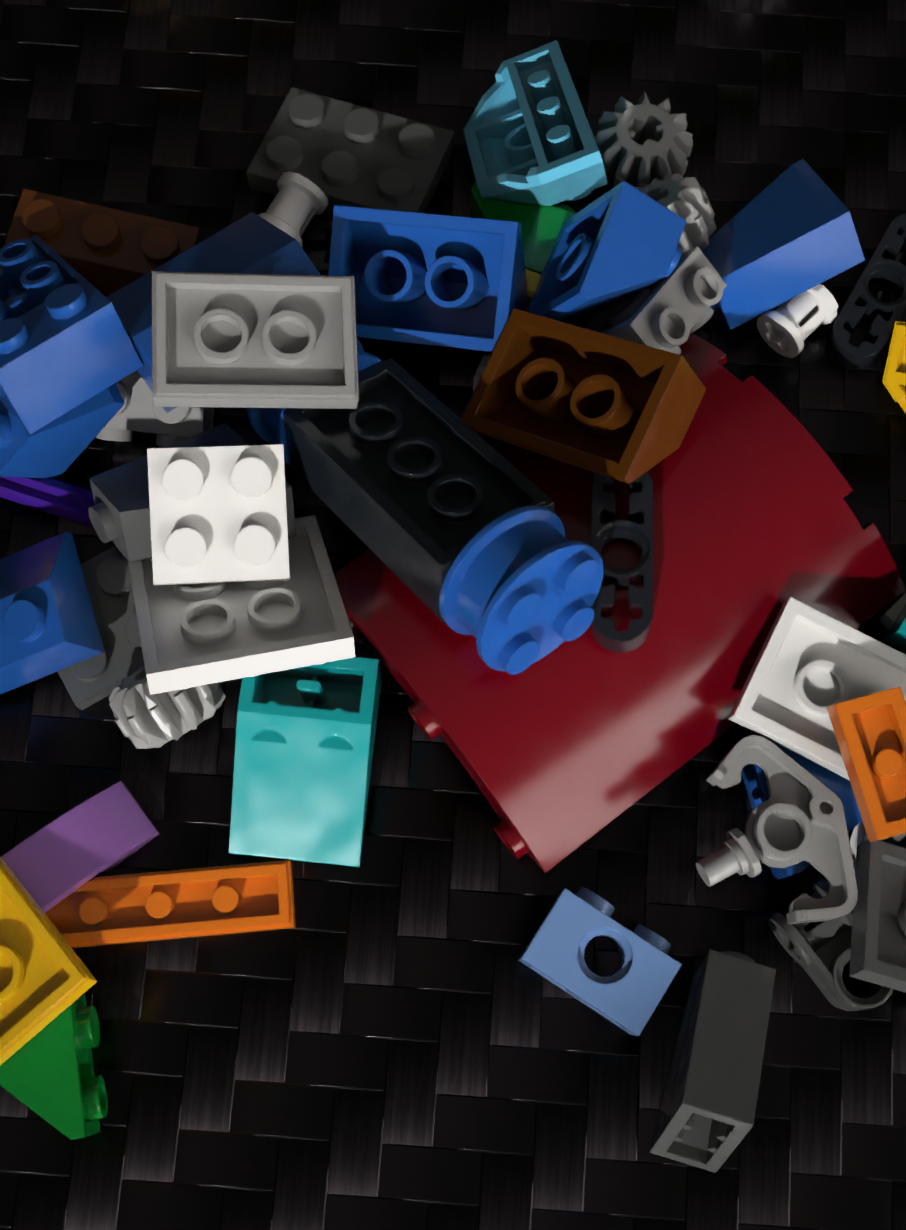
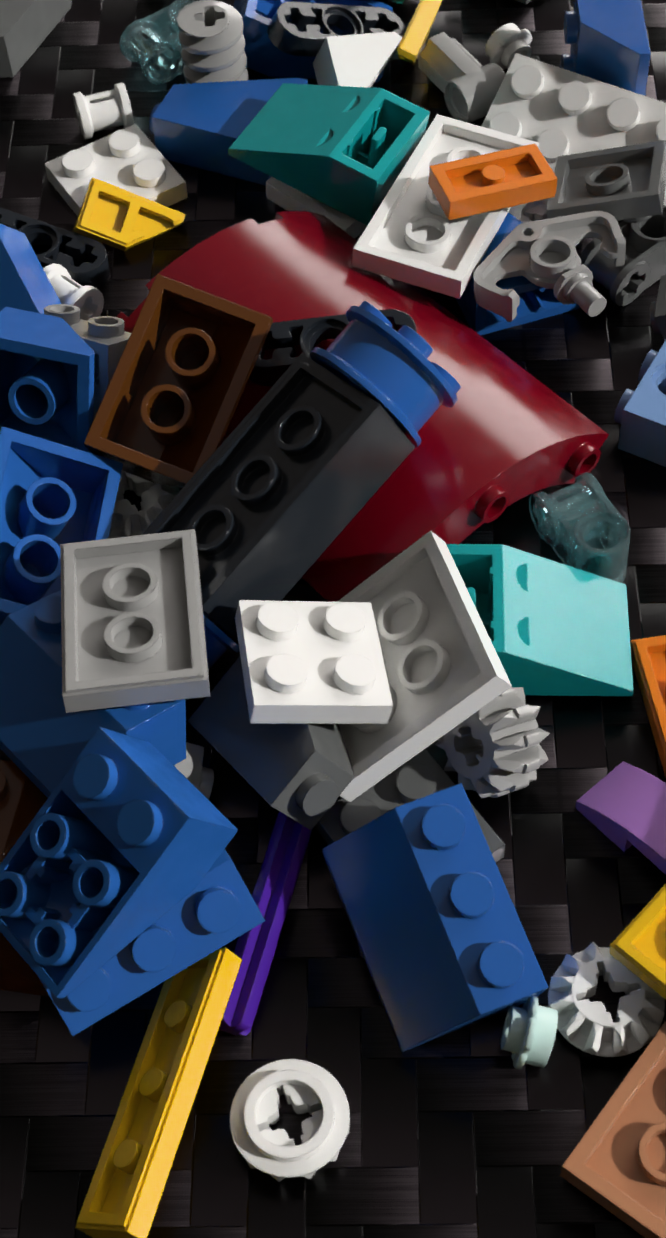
camera: 90 degrees left, 20 degrees down
(434, 828) = (583, 527): none -> clear light blue piece

